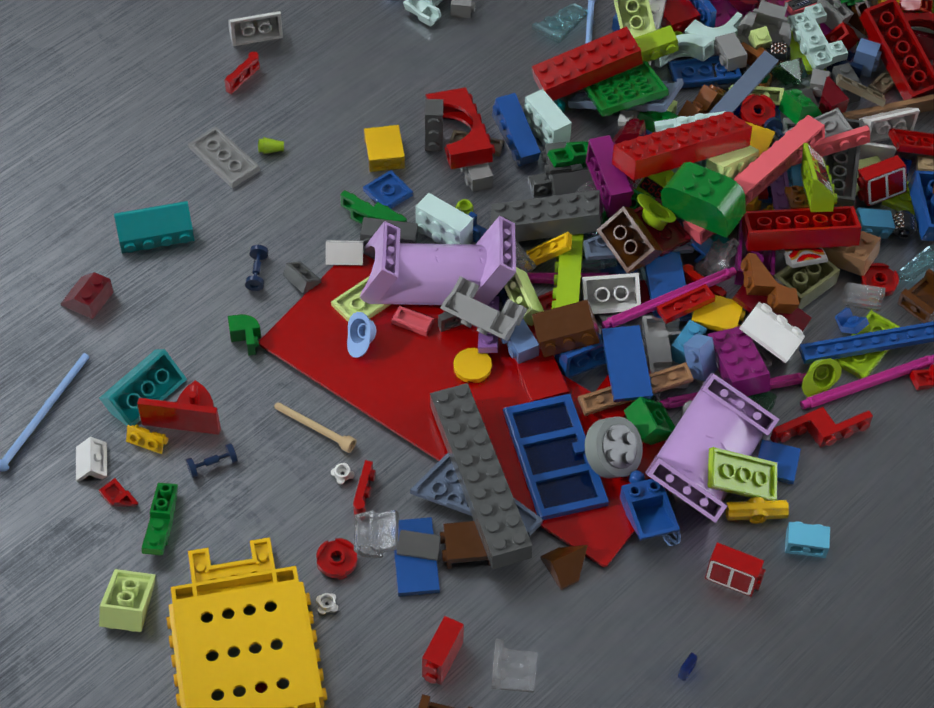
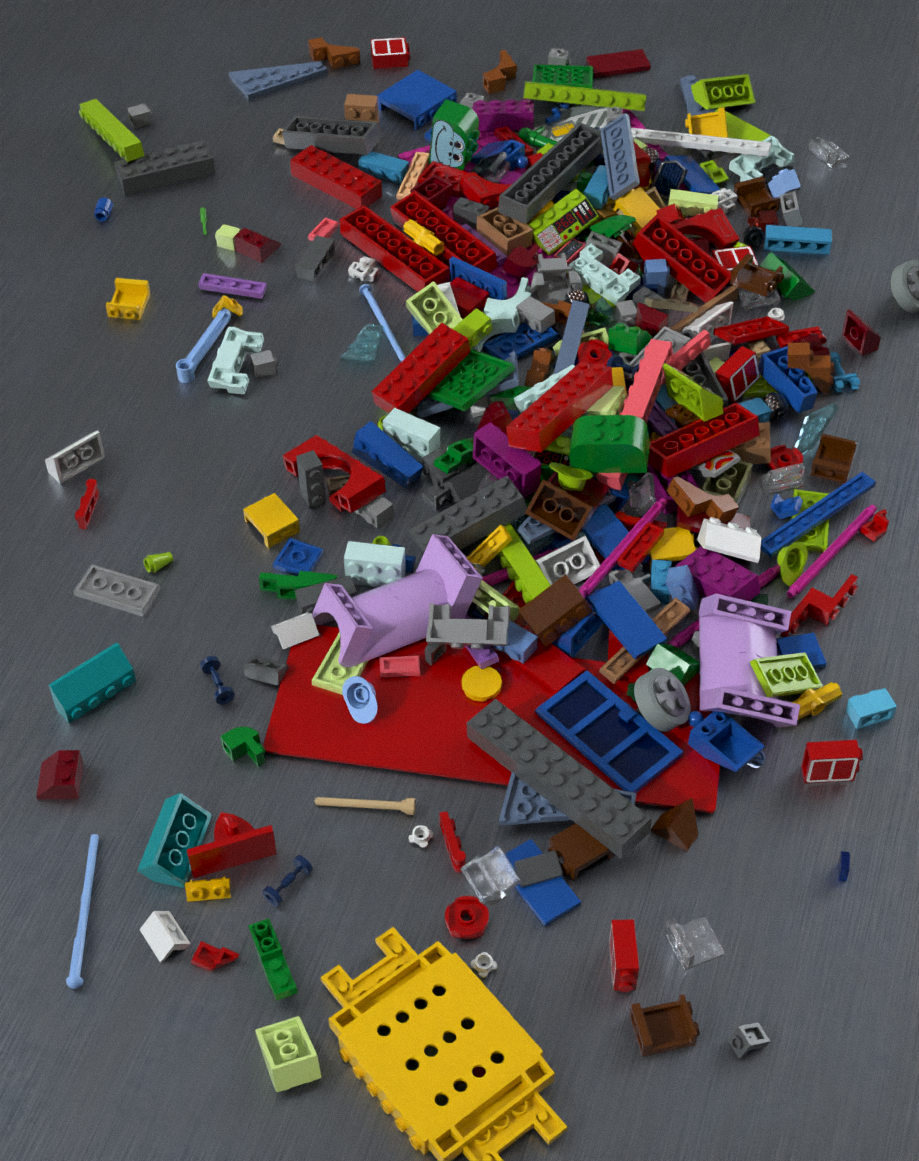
camera: 25 degrees left, 5 degrees down
(760, 38) = (554, 293): yellowish green brick -> none

